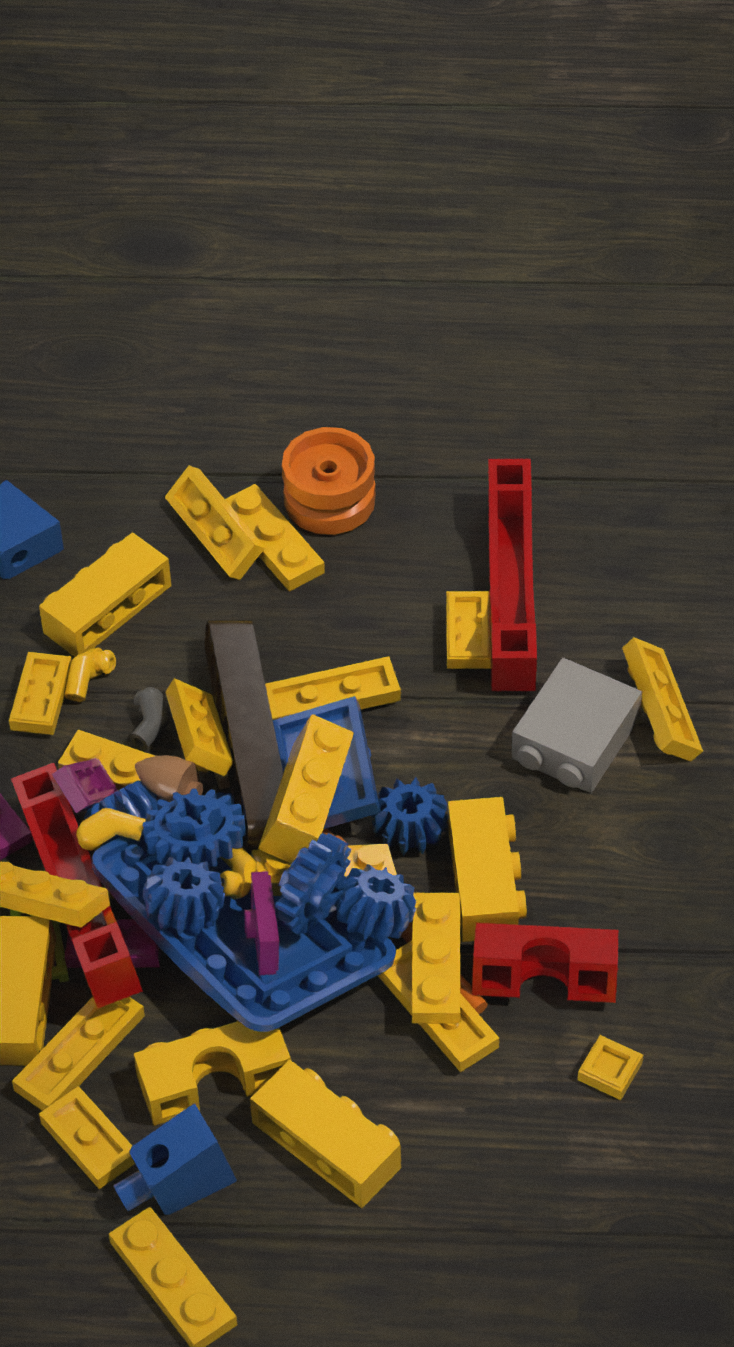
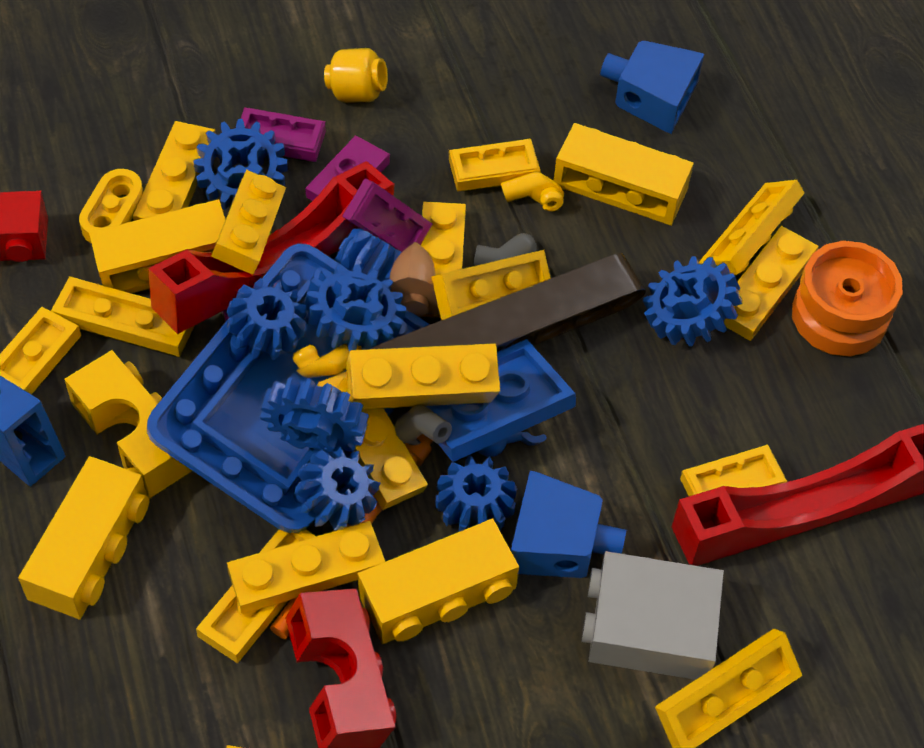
camera: 65 degrees right, 5 degrees up
(107, 824) = (336, 241): yellow arm -> none
(262, 923) = (244, 398): magenta plate -> none
(296, 590) = (692, 301): none -> blue gear
(341, 812) = (421, 421): none -> dark grey arm
(370, 681) = (599, 386): yellow plate -> none
(467, 760) = (560, 529): none -> blue torso

